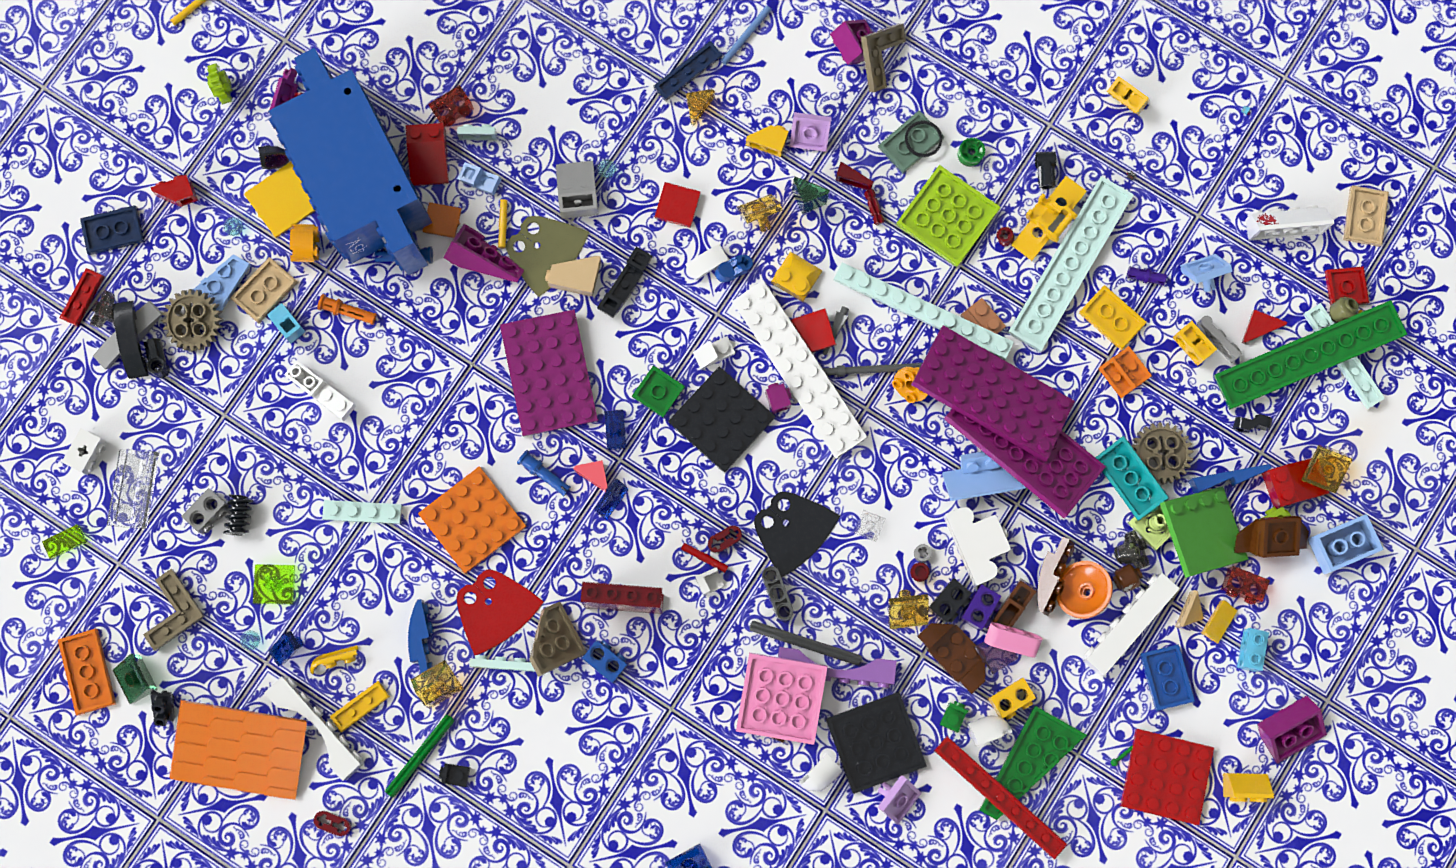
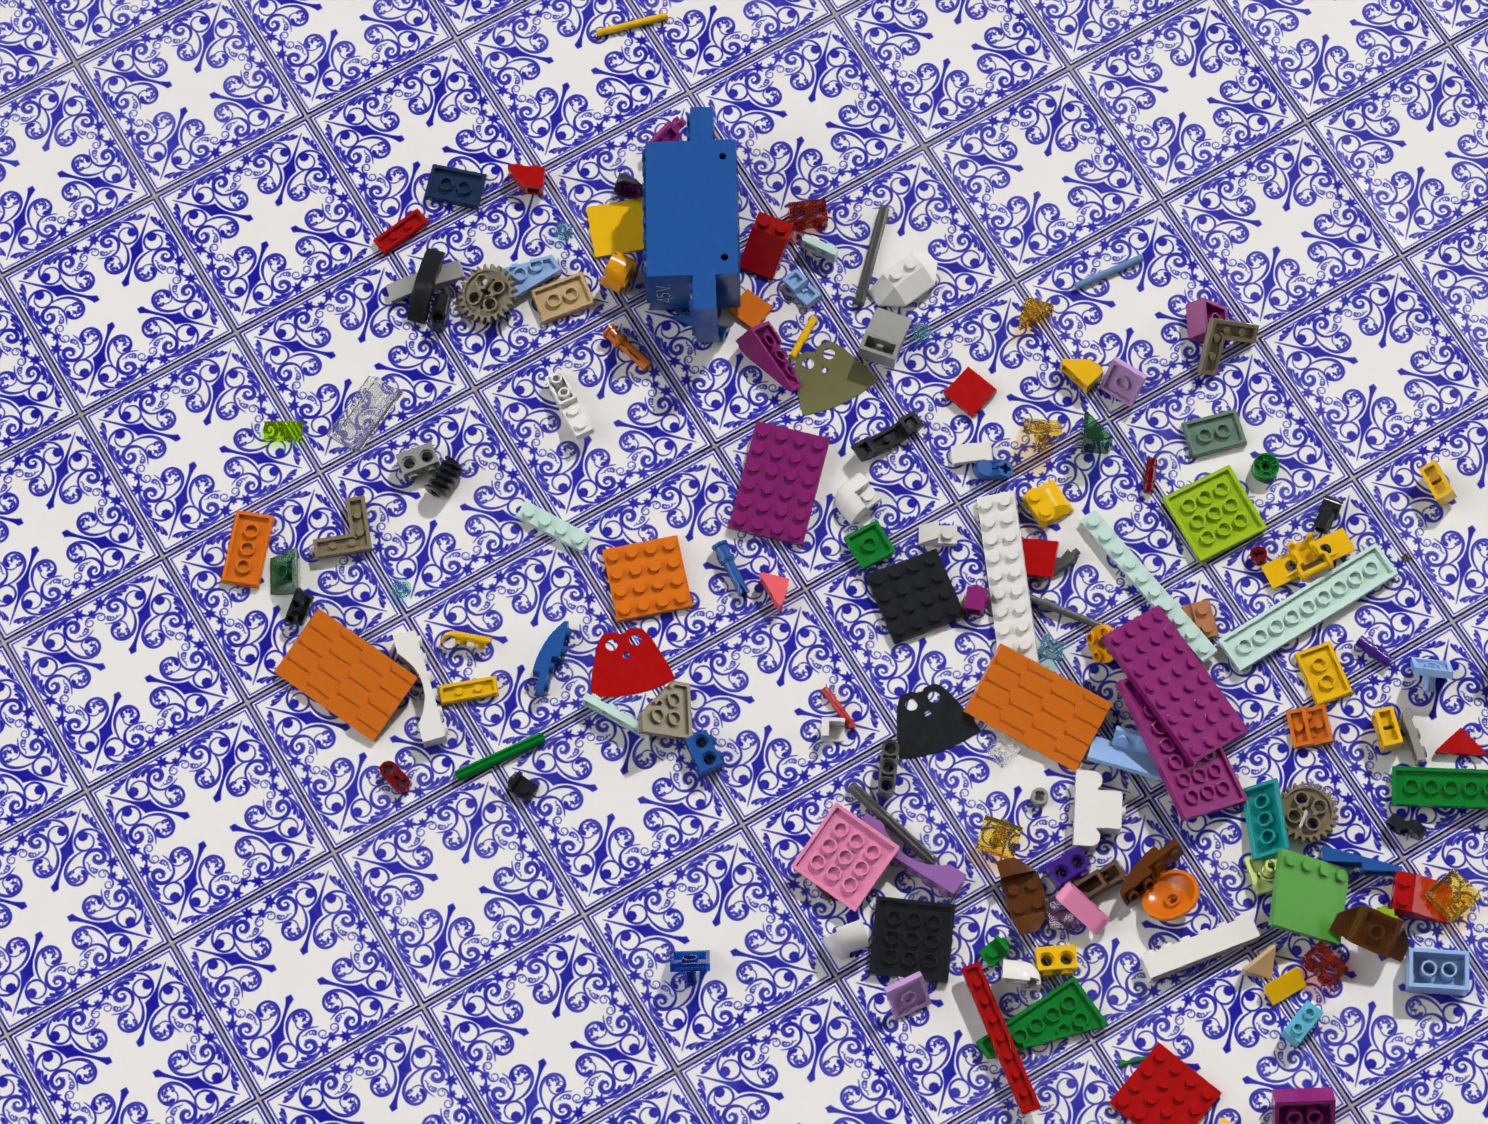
camera: 30 degrees right, 10 degrees down
(84, 441) = (342, 354): white brick -> none
(103, 310) = (415, 250): clear smoke plate -> none
(219, 83) = (612, 103): lime gear -> none
(274, 584) = (445, 552): clear neon green tile -> none
(285, 648) = (429, 608): clear blue tile -> none
(286, 323) = (568, 334): medium azure slope -> none
(436, 684) = (545, 701): clear yellow slope -> none
(527, 118) = (871, 255): none -> dark grey axle
(569, 128) = (905, 280): none -> white wedge
(575, 276) = (846, 410): tan slope -> none
(611, 499) = (780, 617): clear blue slope -> none
(615, 429) = (814, 560): clear blue tile -> none
(622, 597) = (746, 701): dark red panel -> none
(624, 353) = (856, 498): none -> white brick
(687, 71) = (1038, 279): dark blue plate -> none
(727, 543) = (864, 705): dark red beam -> none
(851, 177) = (1140, 438): dark red slope -> none
(866, 410) = (1050, 648): none -> clear light blue panel
(882, 471) = (1037, 707): none -> orange piece
(919, 154) = (1226, 451): black piece -> none
(920, 572) = (1028, 812): dark red plate -> none
(947, 599) = (1039, 844): black brick -> none
(1127, 578) = (1217, 906): reddish brown head -> none
(1132, 551) = (1234, 883): clear smoke plate -> none
(1167, 677) = (1209, 1011): blue plate -> none

